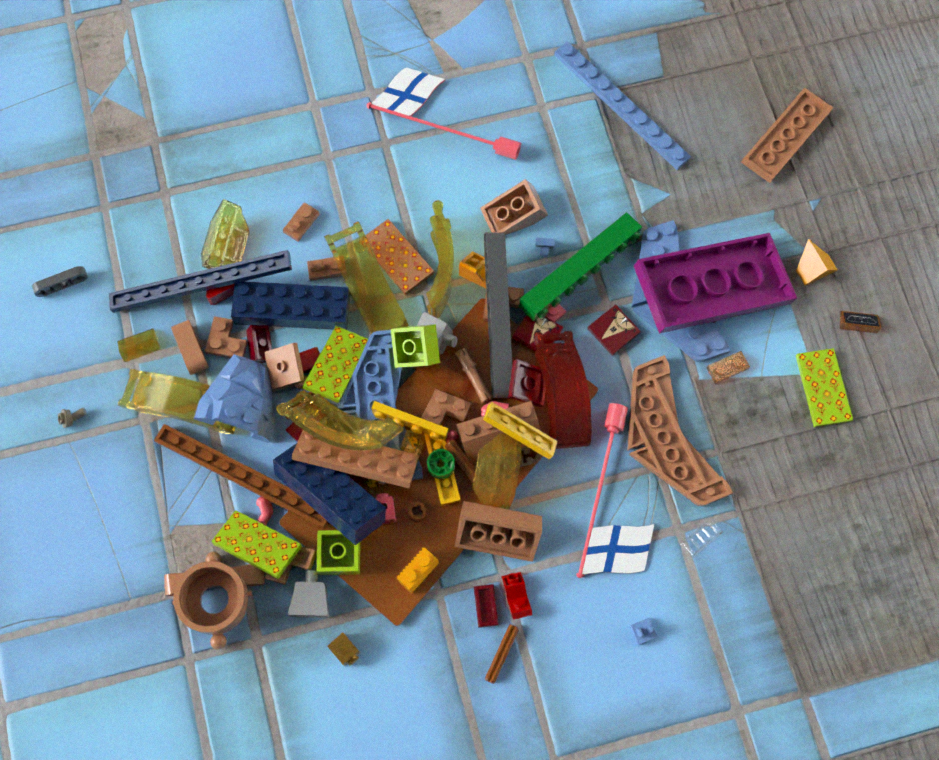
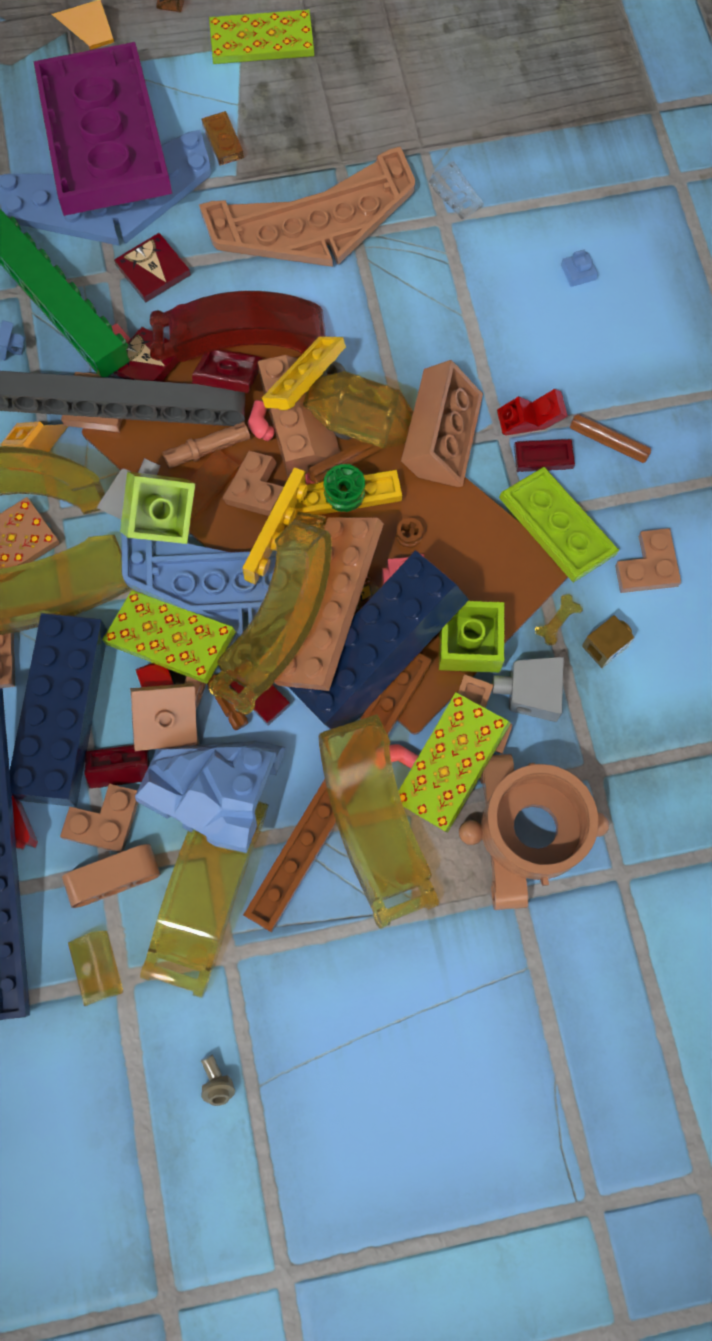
camera: 85 degrees left, 0 degrees up
(217, 496) = (373, 818): none -> clear yellow windscreen
(369, 622) = (549, 631): none -> clear yellow piece
(400, 686) = (656, 569): none -> nougat plate
(417, 570) = (498, 531): light orange brick -> none
(430, 615) = (558, 524): none -> lime tile
(614, 546) = (465, 291): flag -> none

